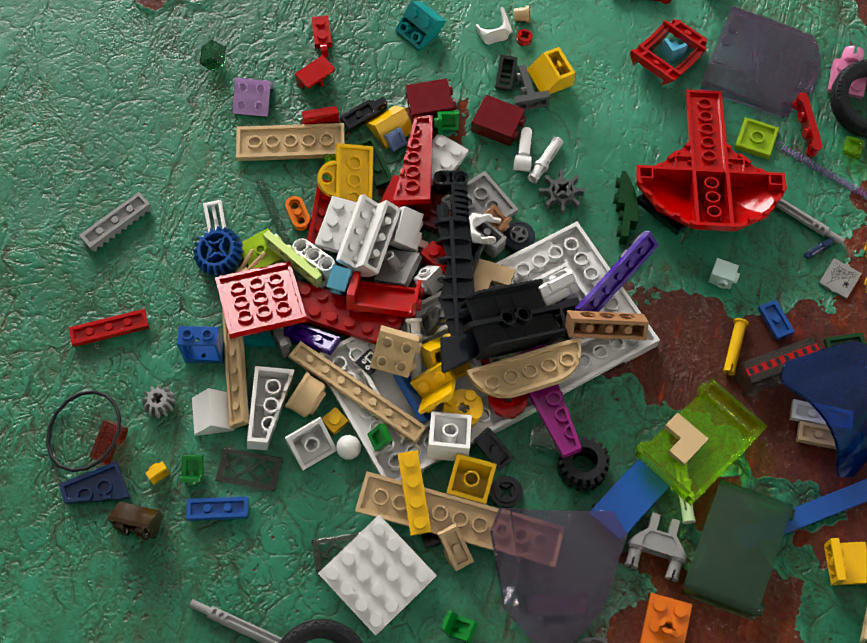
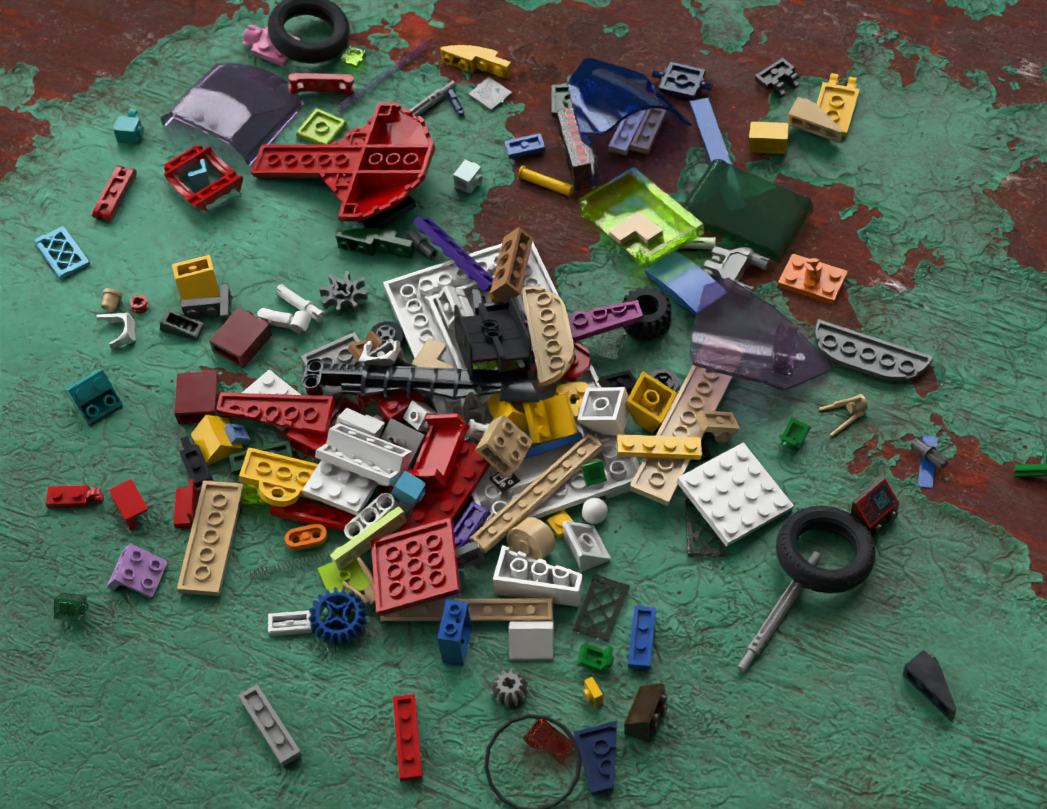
camera: 75 degrees left, 10 degrees down
(446, 121) = (229, 381): green bracket -> none

